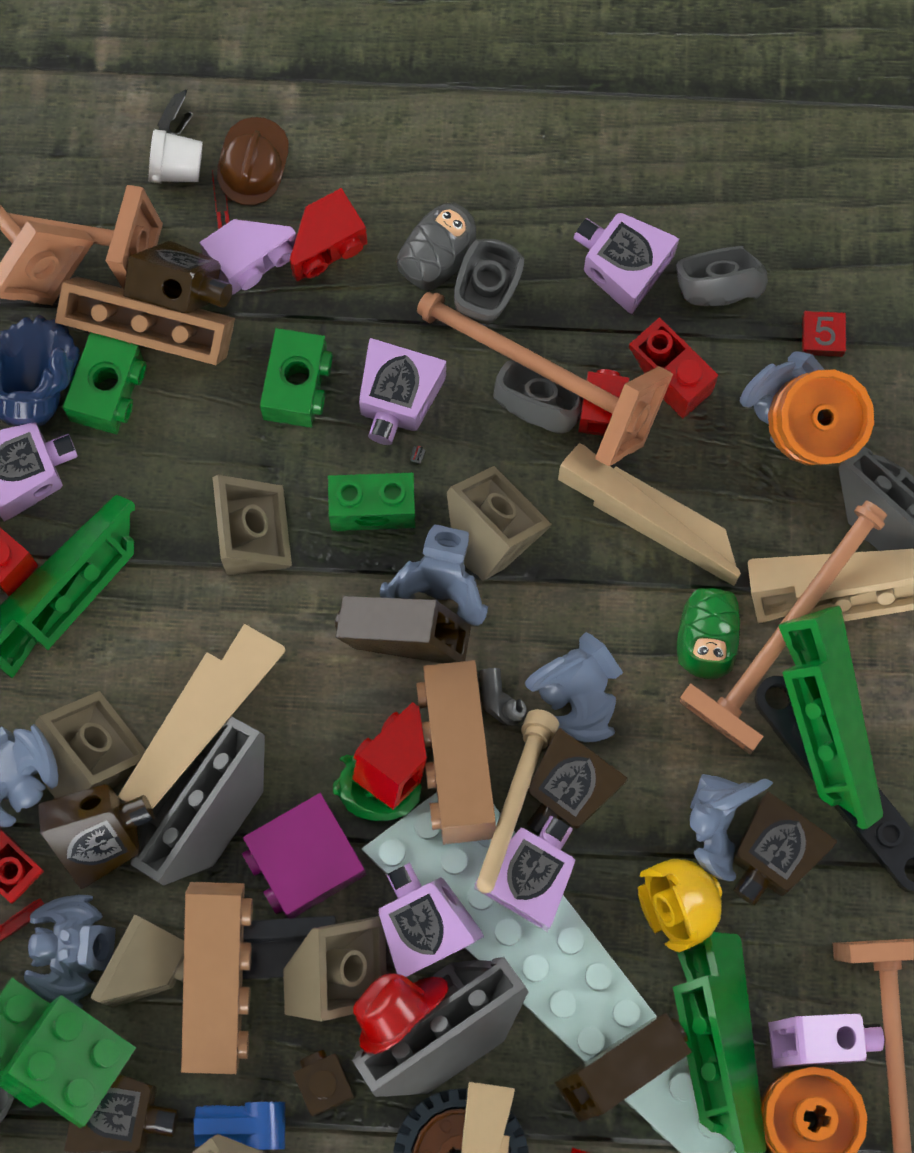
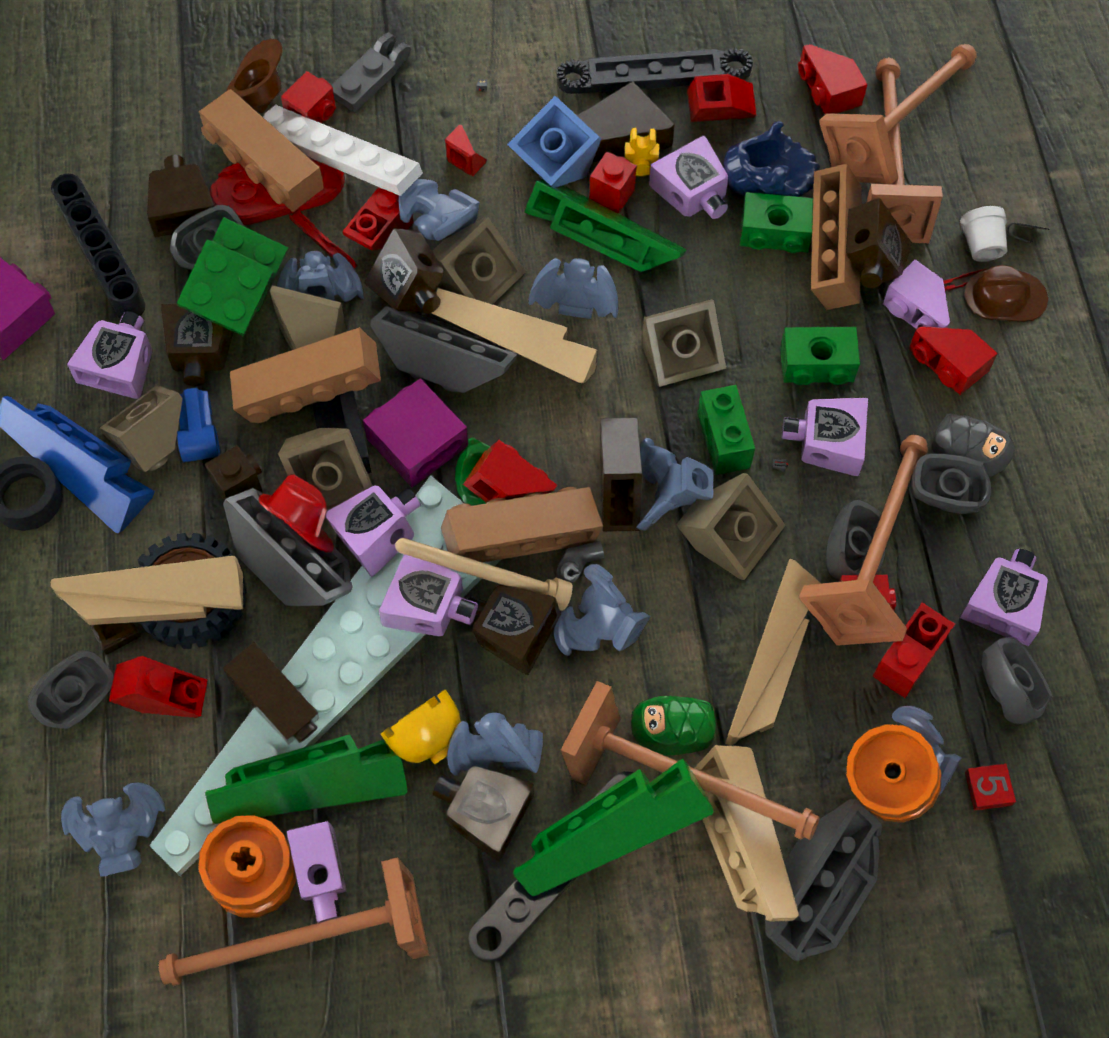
camera: 80 degrees right, 10 degrees down
(155, 627) = (575, 289): none -> sand blue animal

